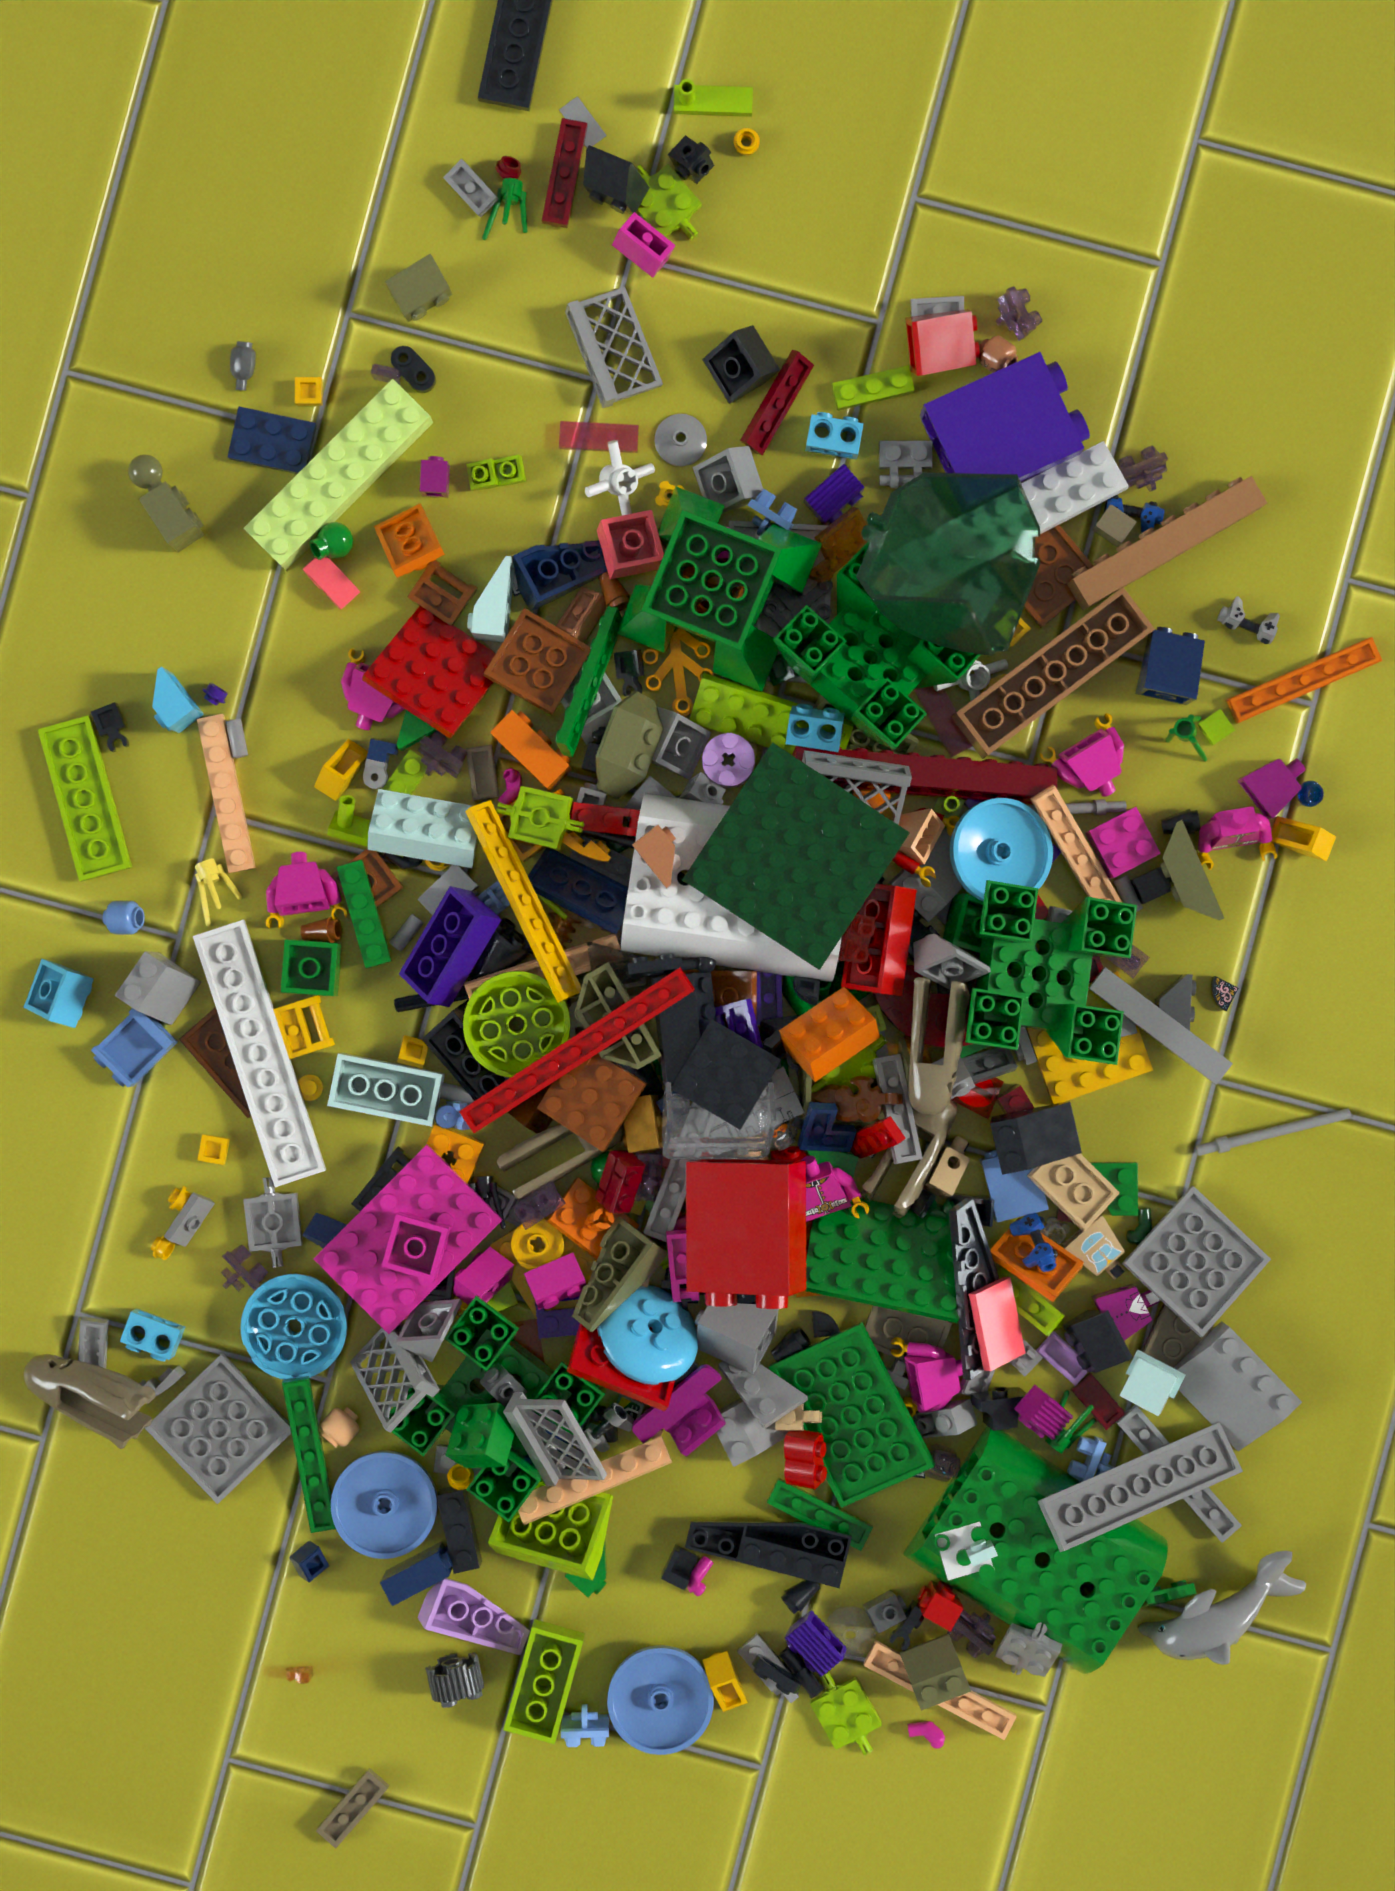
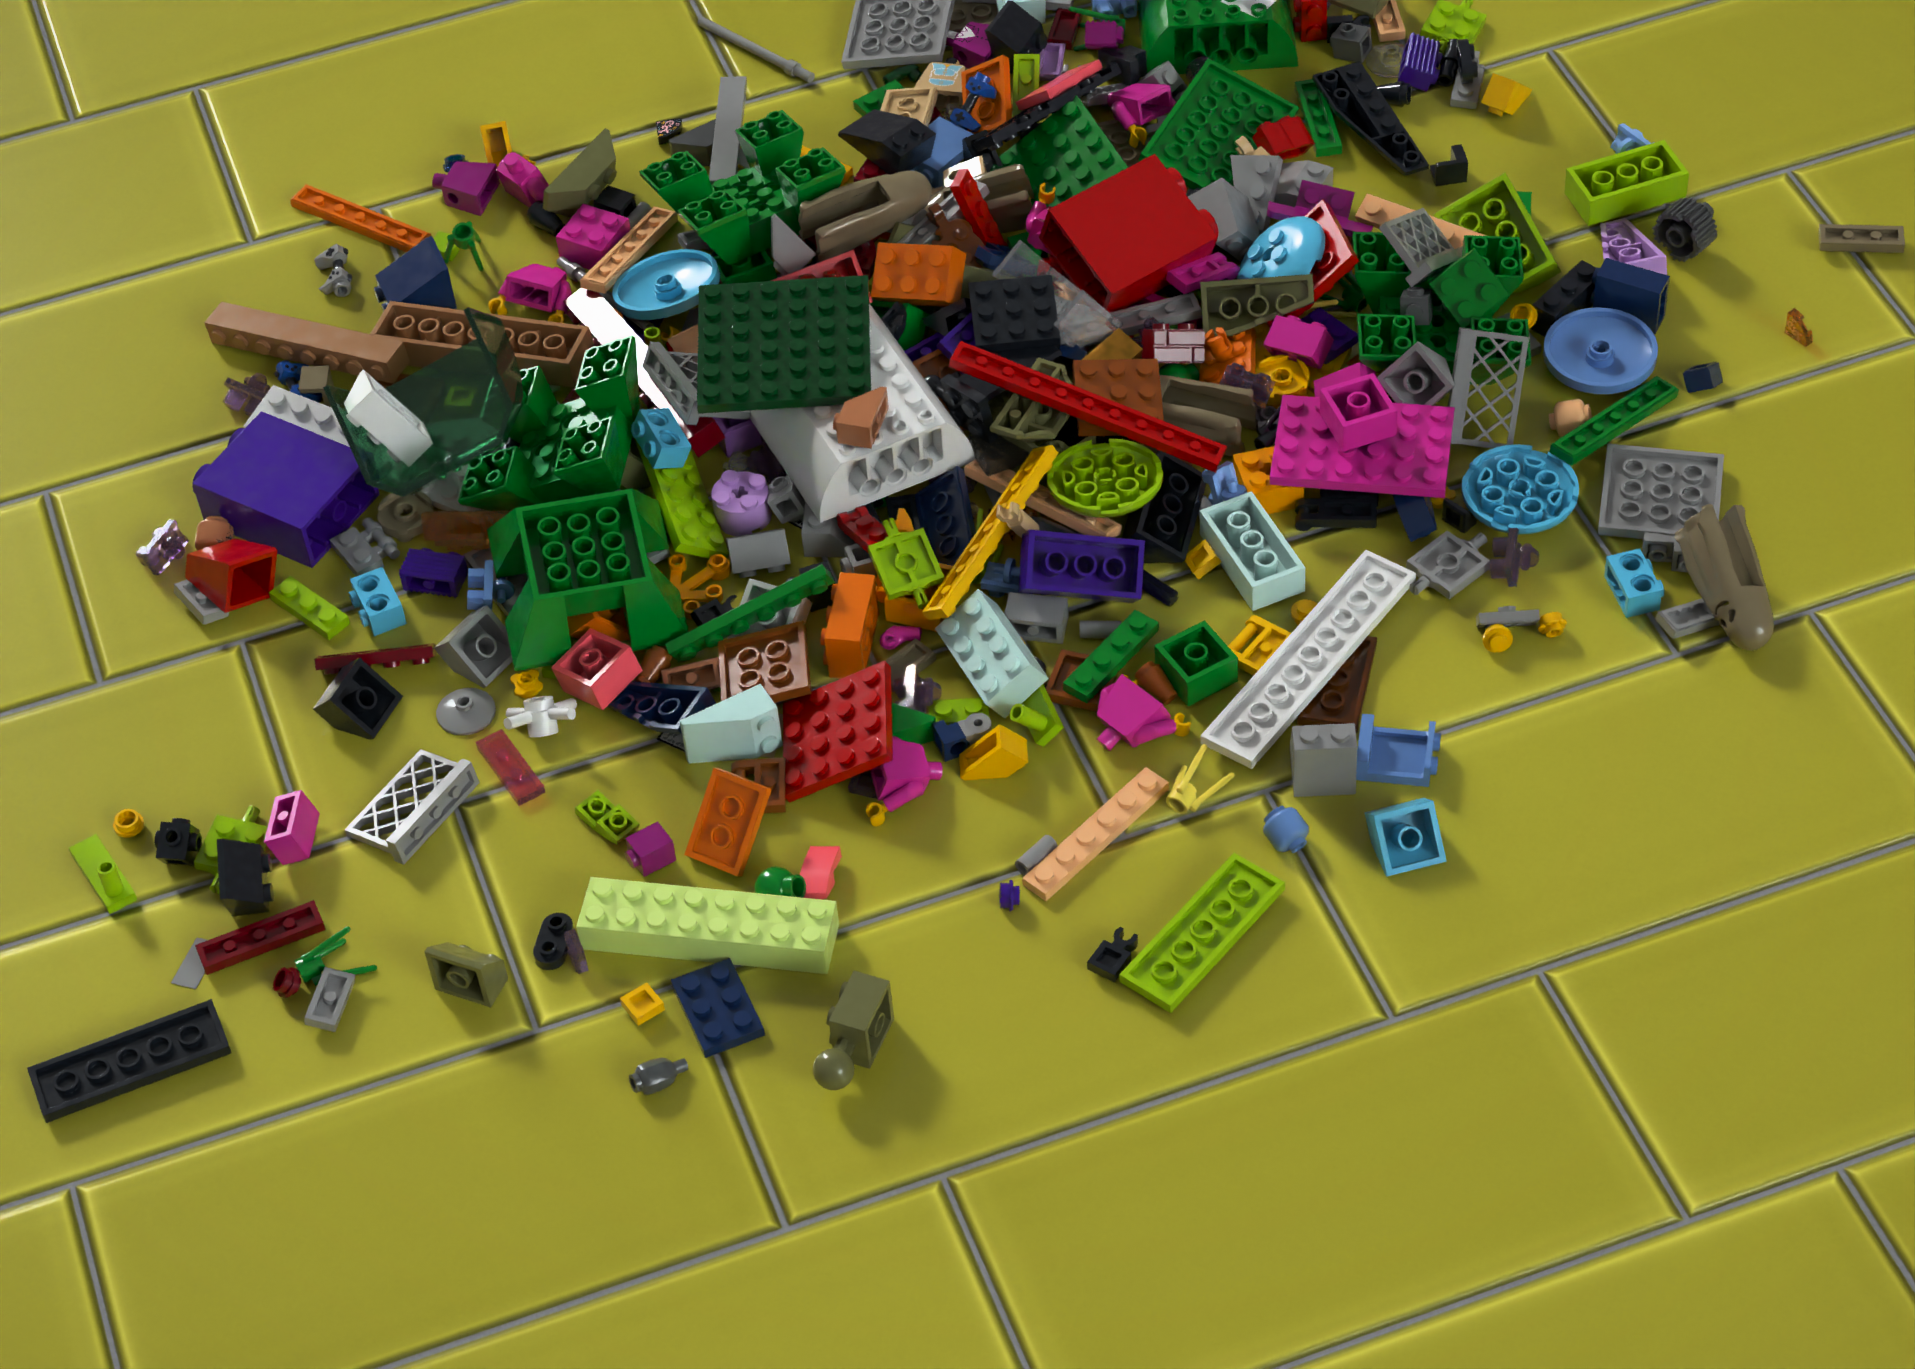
camera: 125 degrees left, 40 degrees down
(173, 703) = (1044, 905): medium azure slope -> none
(213, 1149) = (1429, 641): yellow plate -> none
(309, 1268) = (1457, 516): none -> black slope
(509, 922) = (1016, 519): none -> tan bar
(628, 745) = (783, 554): olive wedge -> none
(660, 1700) = (1561, 115): medium blue dish -> none
(697, 1574) = (1439, 154): dark pink arm -> none
(978, 525) = (386, 420): none -> white slope

